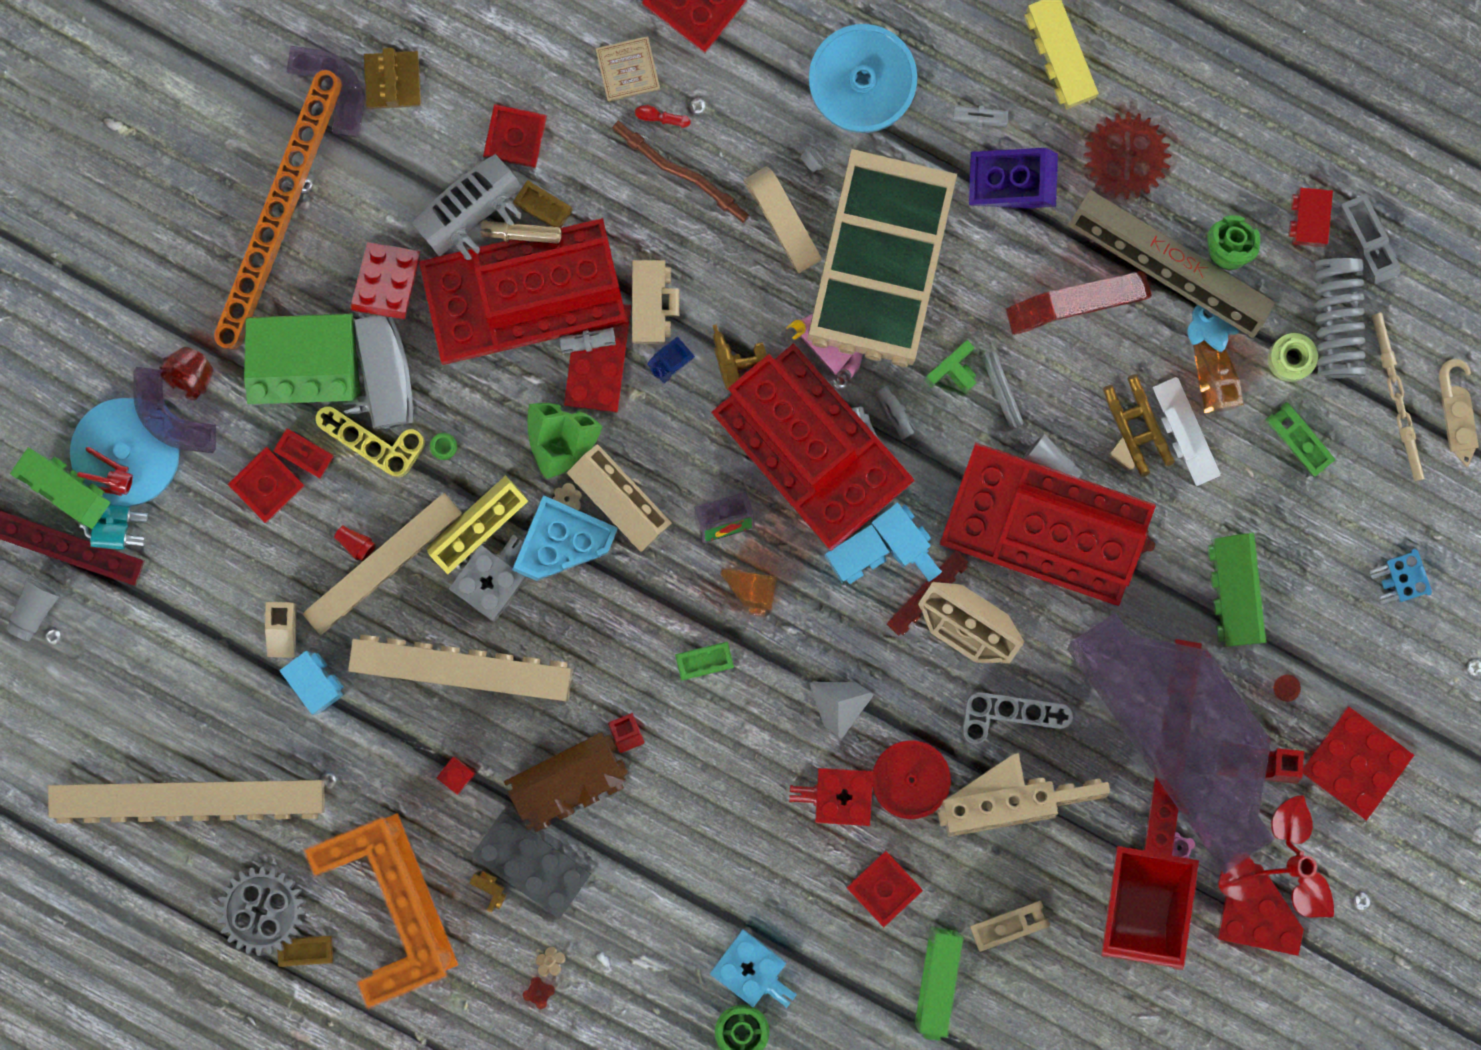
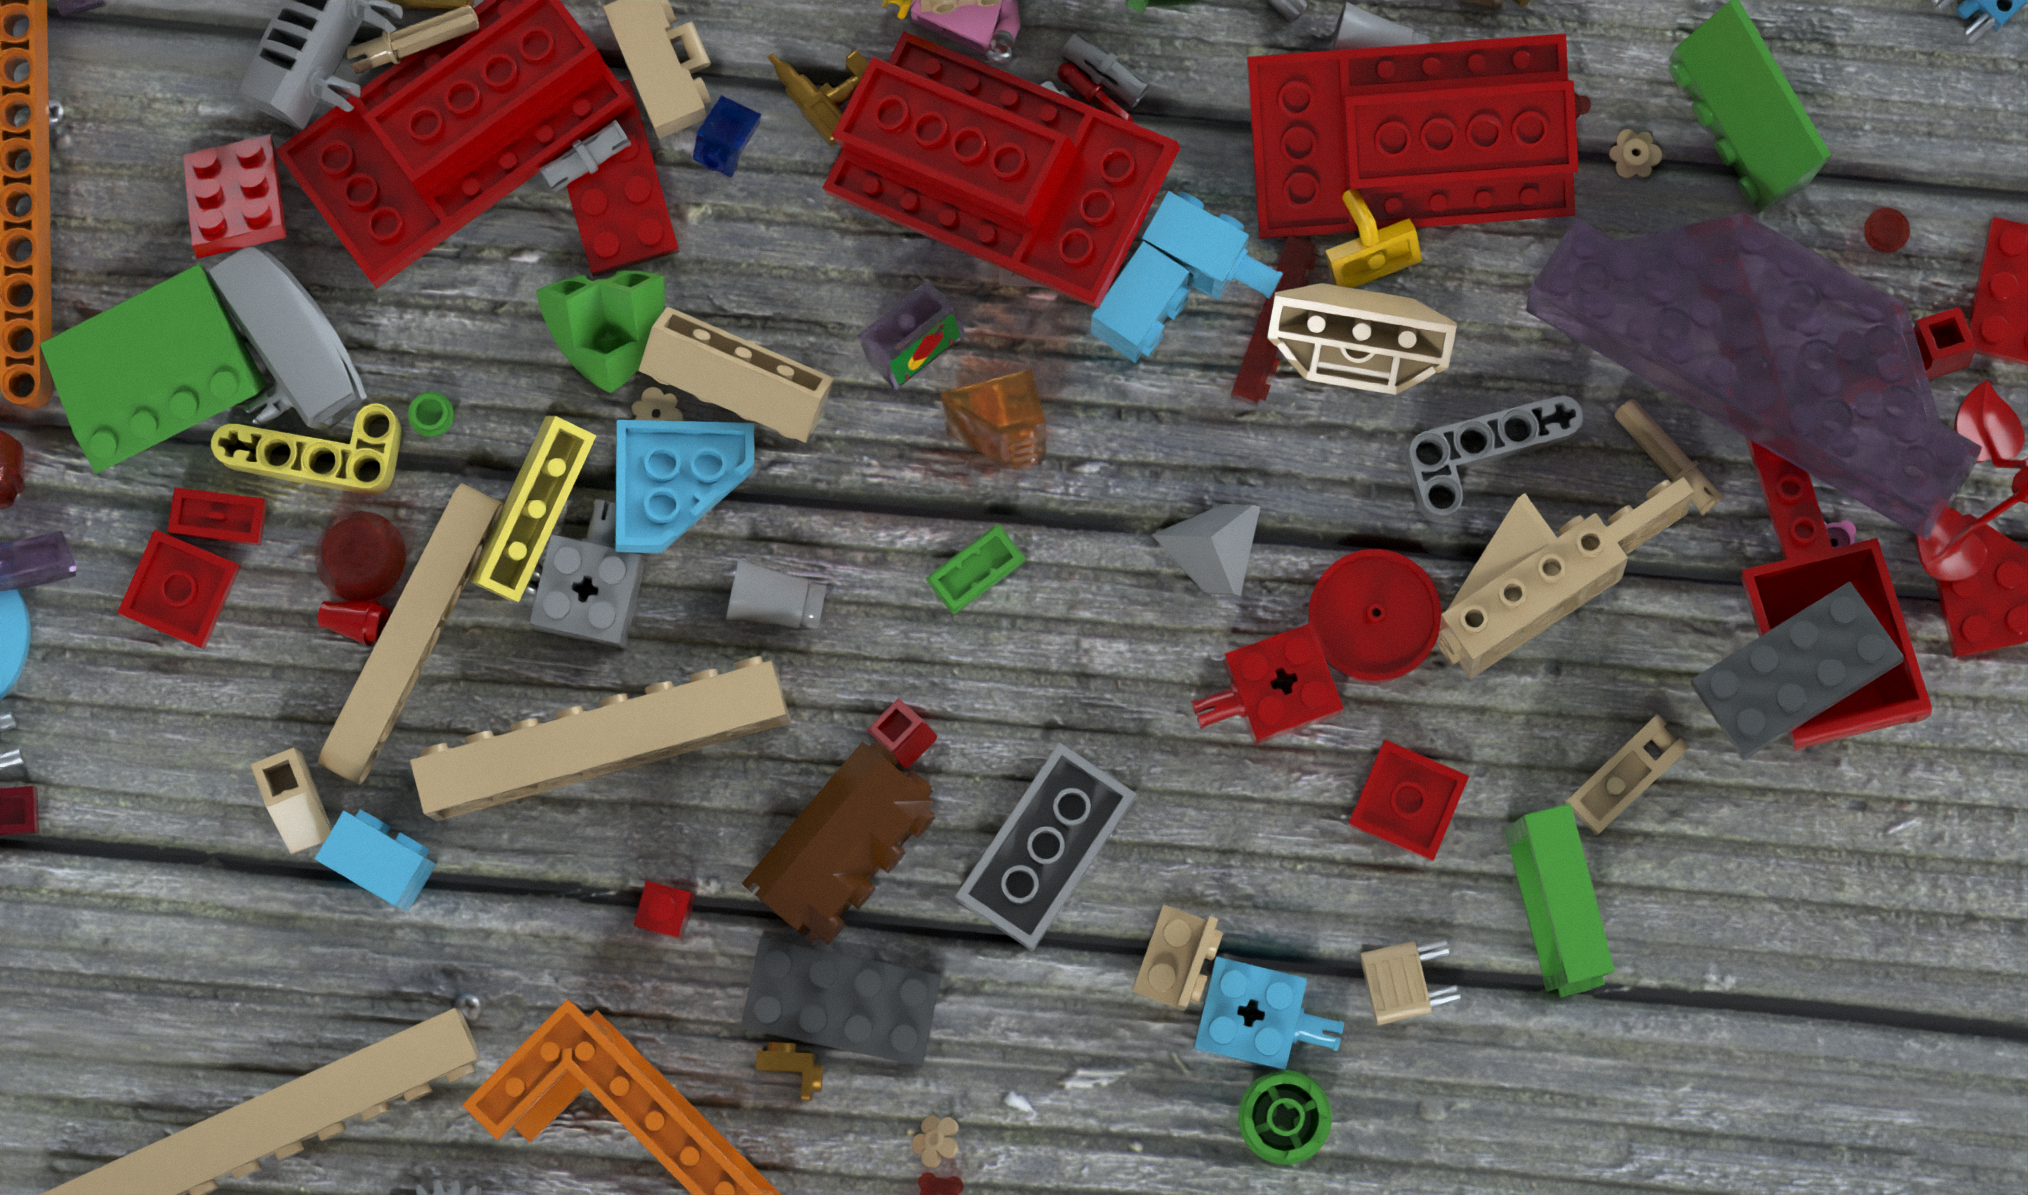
camera: 20 degrees left, 5 degrees down
(372, 509) = (360, 556): none -> clear red cone
(588, 630) = (774, 597): none -> light grey plant
(676, 830) = (1045, 846): none -> light grey brick
(721, 920) = (1176, 957): none -> tan bracket
(836, 983) = (1398, 982): none -> tan piece
(882, 421) = (1090, 91): none -> red piece
(998, 579) = (1375, 251): none -> yellow plate
(1110, 761) = (1667, 454): none -> tan axle
(1120, 915) = (1797, 670): none -> dark grey plate
(1175, 588) = (1627, 163): none -> tan plant

